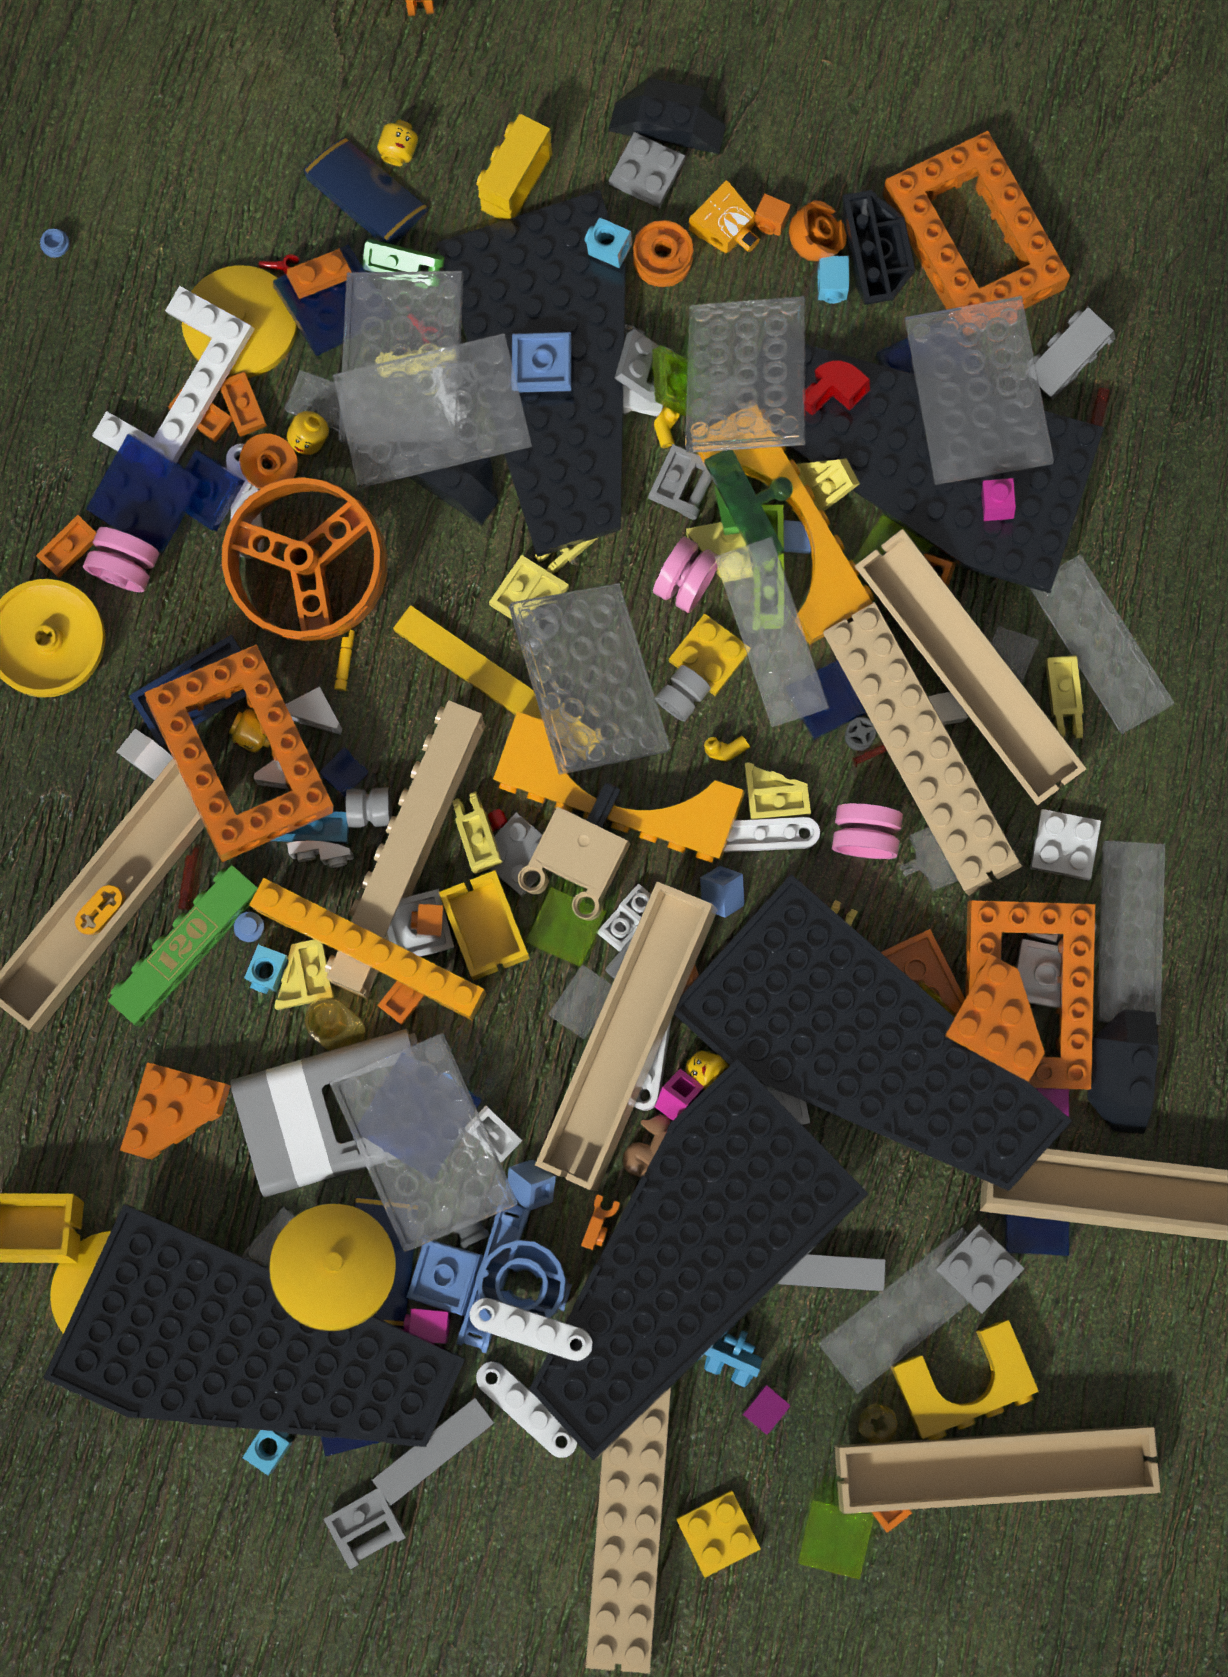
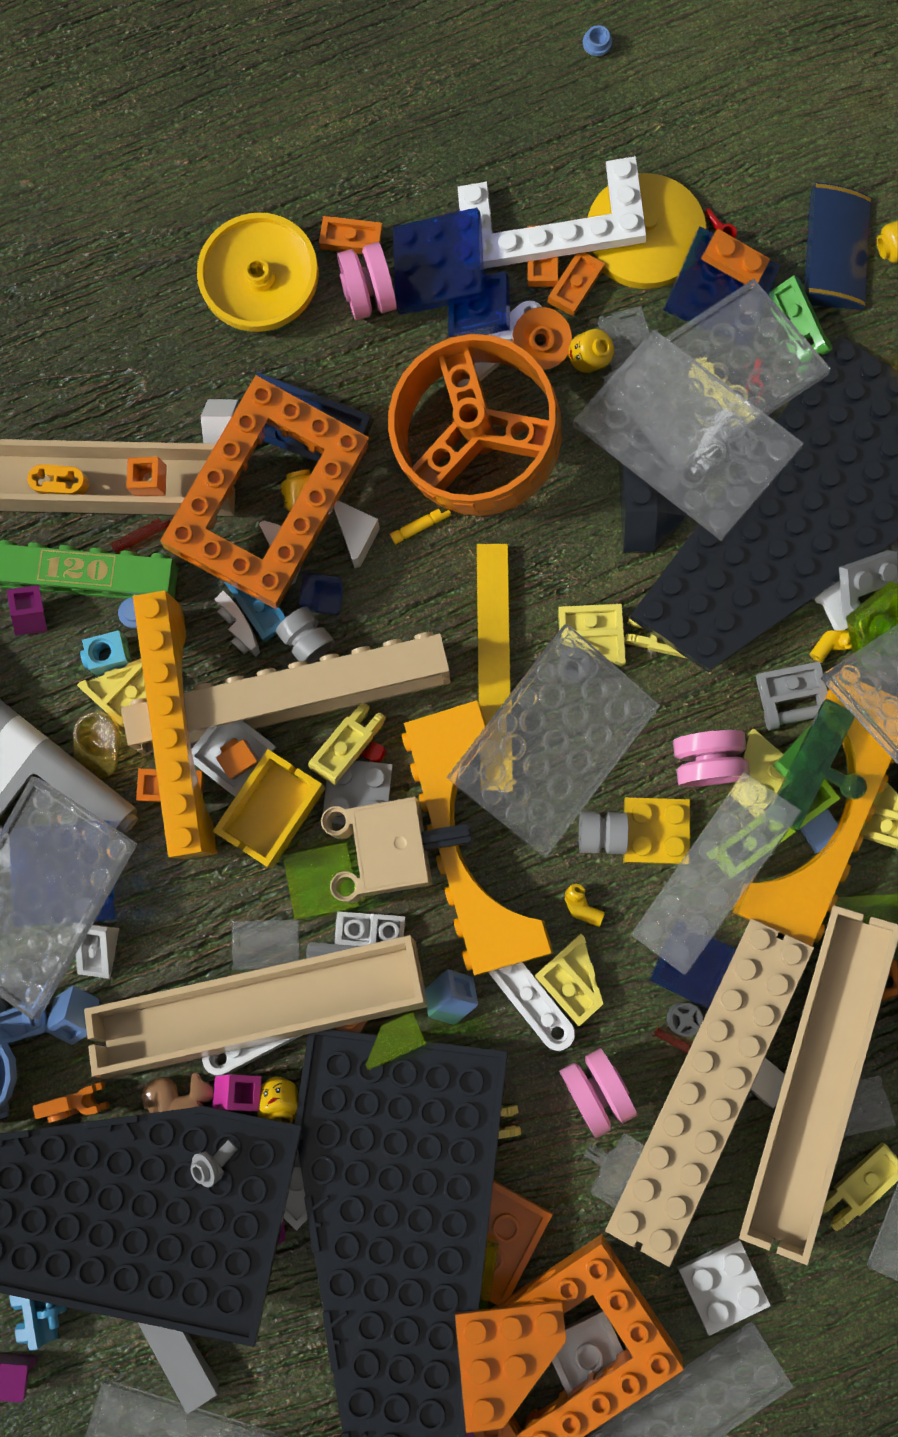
camera: 55 degrees right, 0 degrees up
(145, 835) = (141, 470): none -> orange plate
(185, 1007) = (26, 610): none -> magenta panel
(542, 361) = (804, 495): medium blue plate -> none
(719, 1144) = (208, 1169): none -> light grey plate
(725, 948) = (396, 1040): none -> clear neon green tile

